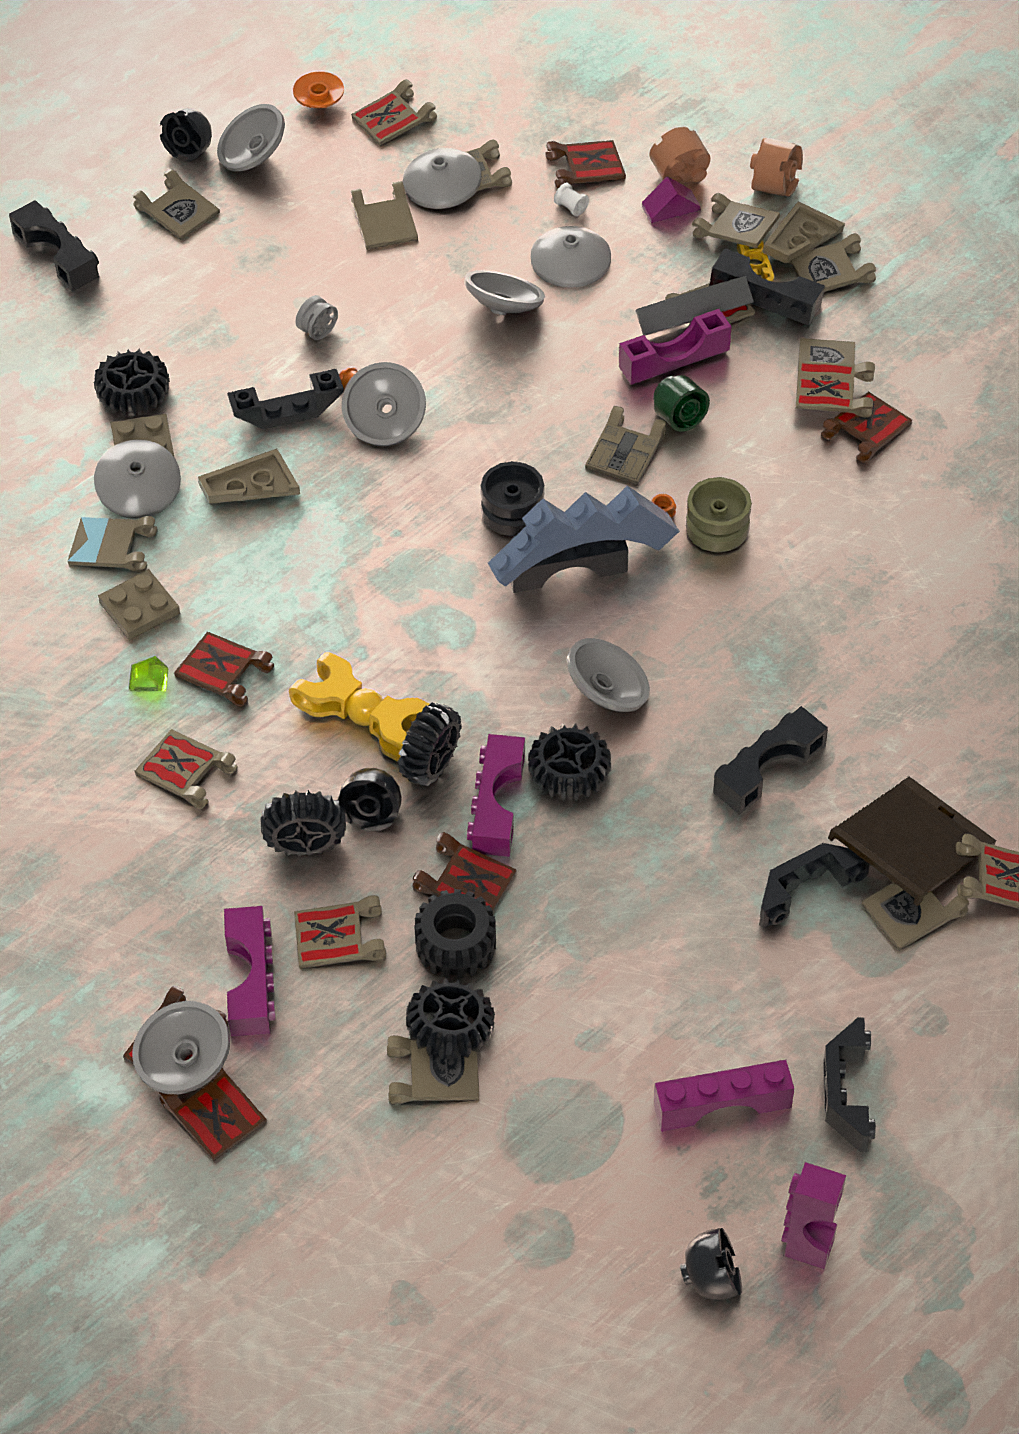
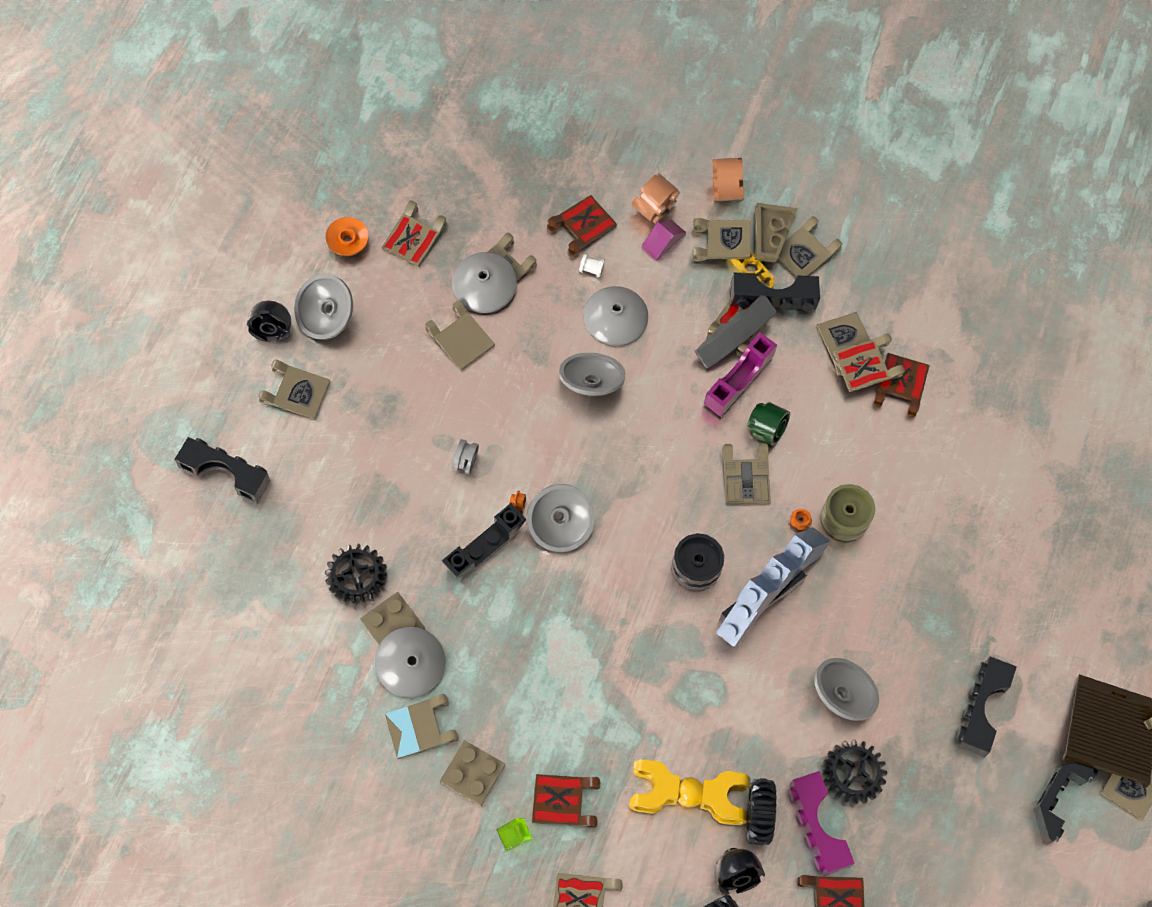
camera: 30 degrees left, 15 degrees up
(250, 479) = (495, 624): dark tan wing -> none

